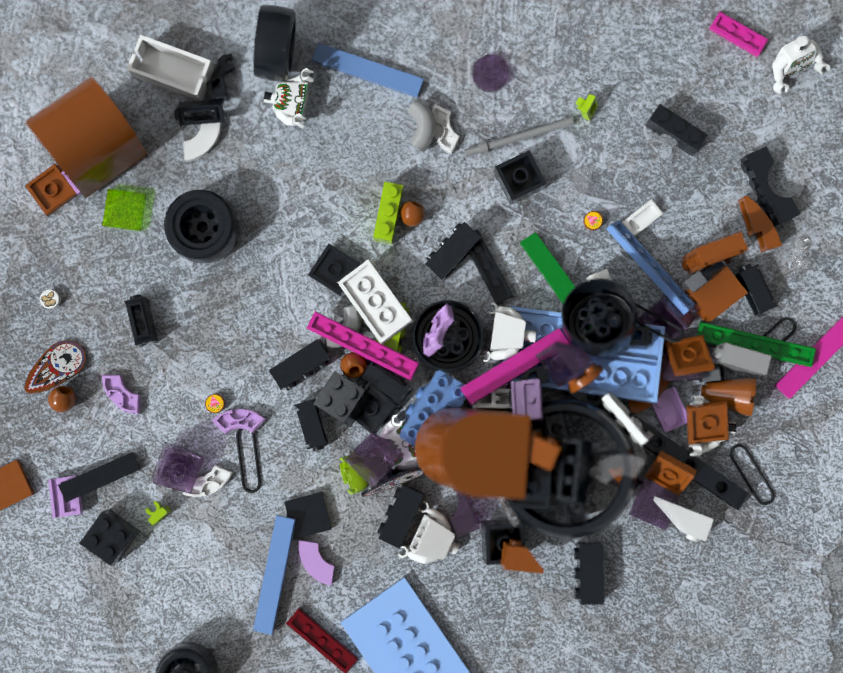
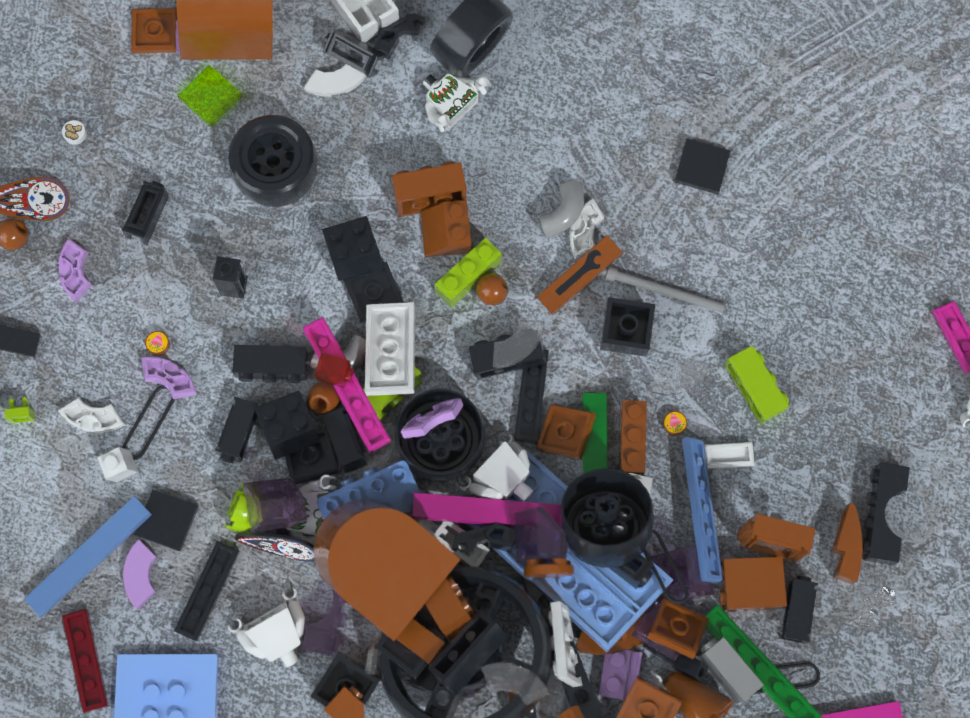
camera: 25 degrees right, 10 degrees down
(177, 468) = (72, 379): clear purple slope -> none
(232, 327) = (227, 277): none -> black window
(249, 502) = (117, 464): none -> white brick
(299, 250) = (352, 248): none -> black brick
(322, 173) = (428, 187): none -> dark orange brick
(349, 343) = (333, 370): none -> clear red brick
(352, 193) = (446, 229): none -> dark orange slope
(367, 70) = (549, 122): medium blue tile -> none
(368, 542) = (207, 591): none -> black tile
(400, 515) = (259, 586): black brick -> none
(459, 239) = (519, 344): none -> clear tile
(463, 163) = (580, 275): none -> dark orange tile
(490, 73) = (672, 206): clear purple tile -> none
(492, 31) = (702, 166): none -> black tile
(527, 276) = (566, 431): none -> dark orange tile
(527, 398) = (474, 549): lavender plate -> none
(540, 484) = (421, 641): none -> dark orange tile
(573, 250) = (632, 437): none -> dark orange brick
(587, 106) = (749, 304): lime tile -> none
(630, 158) = (757, 384): none -> lime brick
(687, 135) = (832, 401): black arch -> none
(705, 275) = (749, 553): black piece -> none

